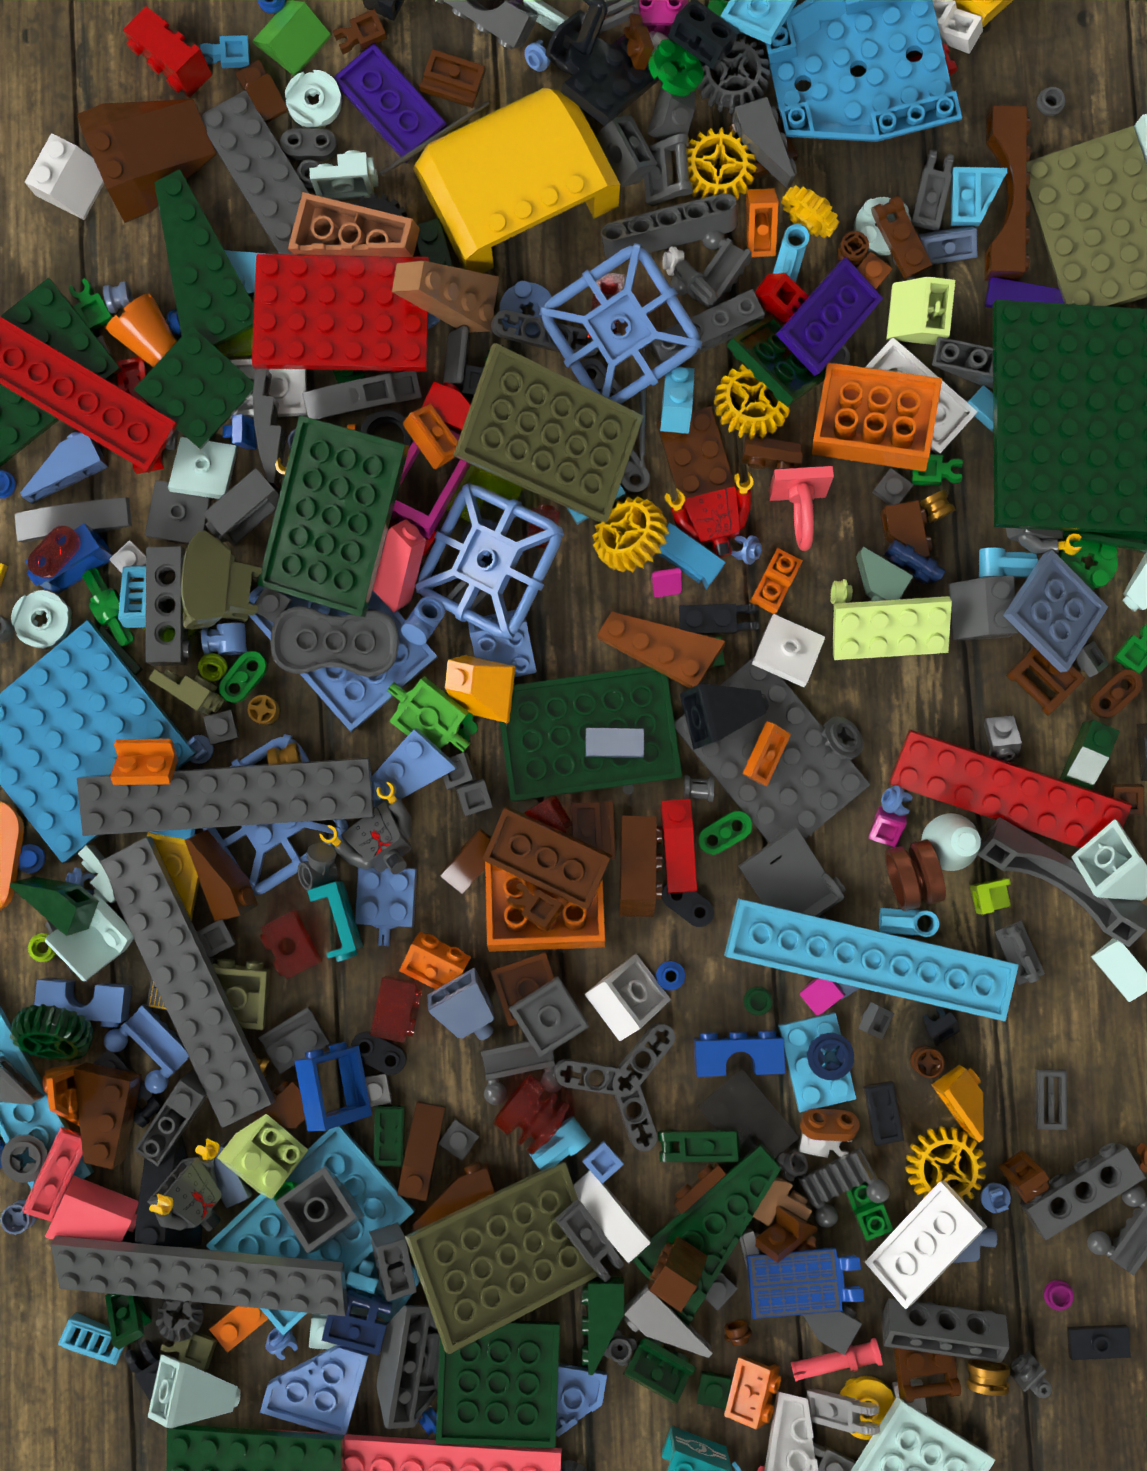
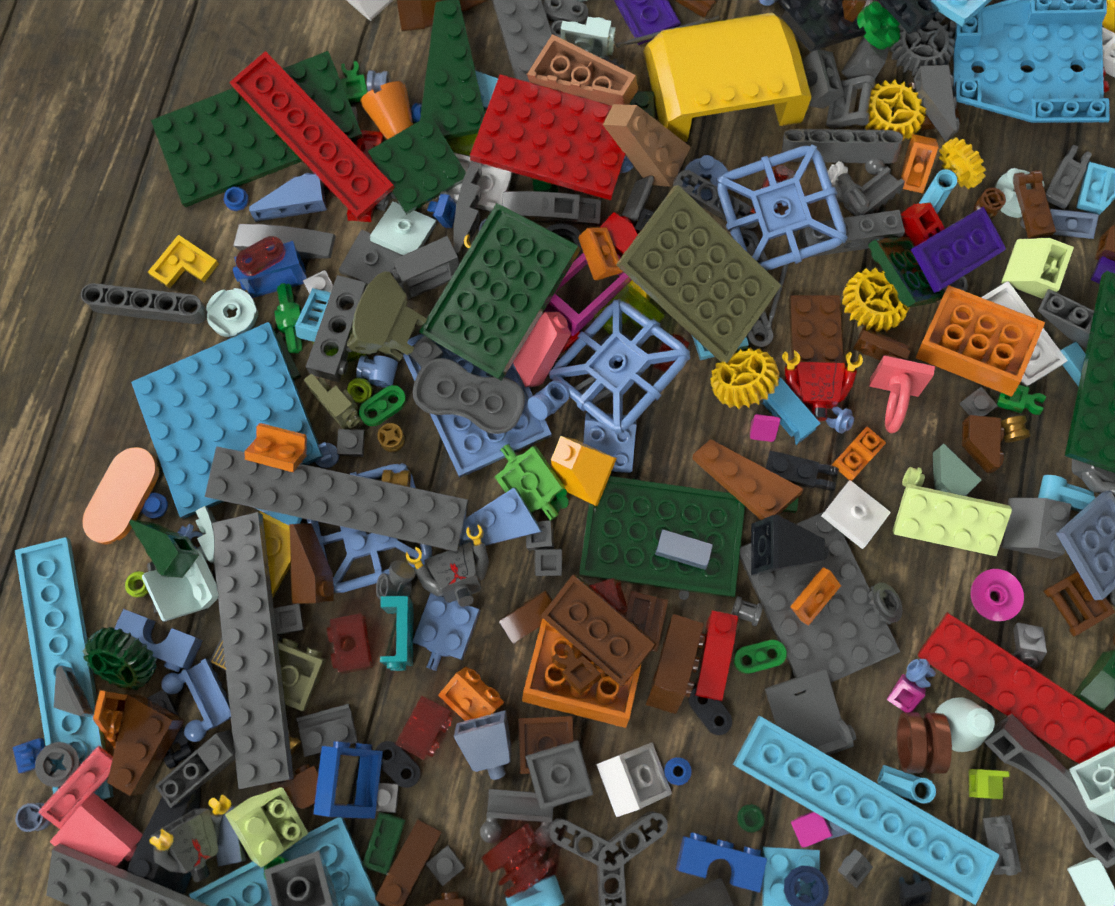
camera: 15 degrees right, 10 degrees down
(677, 400) = (813, 280): medium azure brick -> none
(874, 270) = (1004, 225): dark orange plate -> none
(923, 569) = (992, 477): dark blue plate -> none
(971, 690) = (1007, 589): none -> dark pink dish

